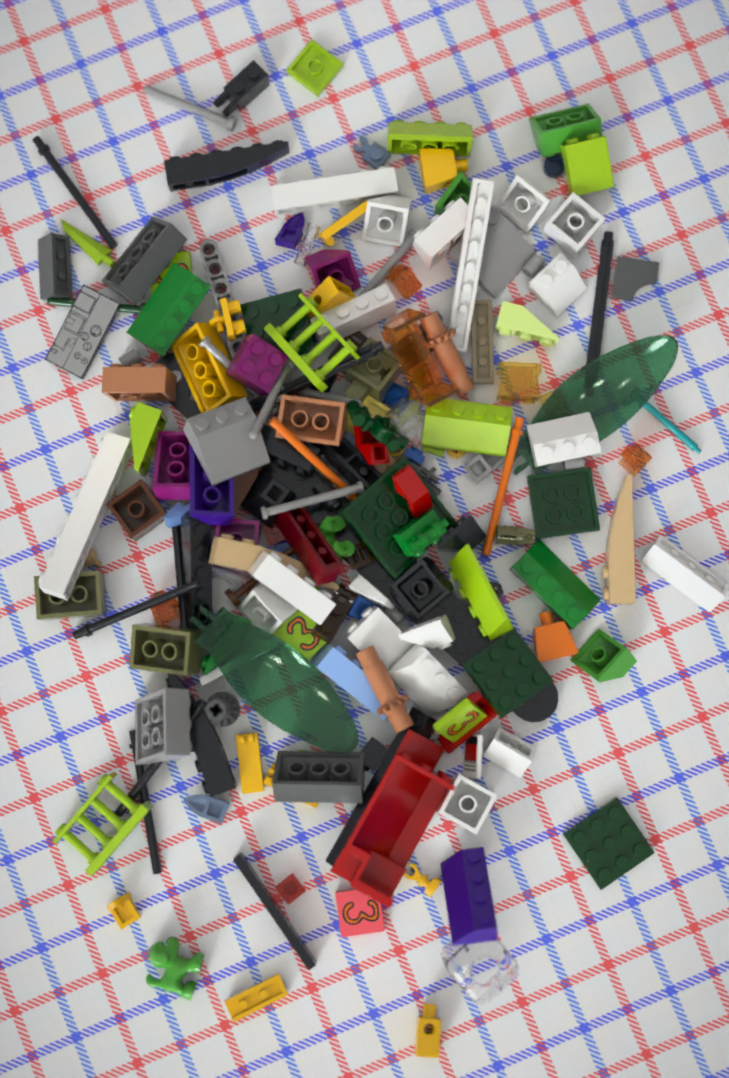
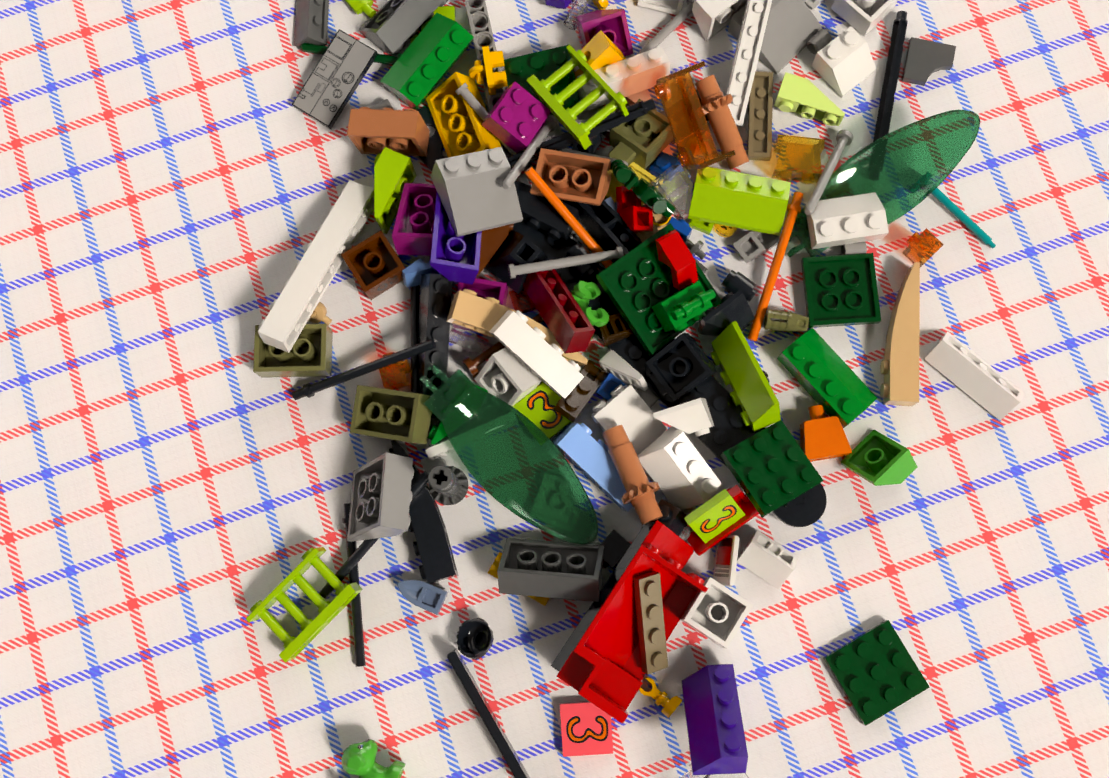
camera: 10 degrees right, 5 degrees down
(124, 910) = (318, 705): yellow tile -> none
(250, 762) = (474, 549): yellow hinge -> none
(256, 841) = (474, 638): none -> black hair
(290, 888) = (509, 695): clear red plate -> none
(404, 281) = (680, 48): clear orange bracket -> none
(409, 816) = (650, 622): none -> dark tan plate
(471, 505) = (736, 282): none -> black brick
(560, 359) = (843, 139): none -> light grey bar

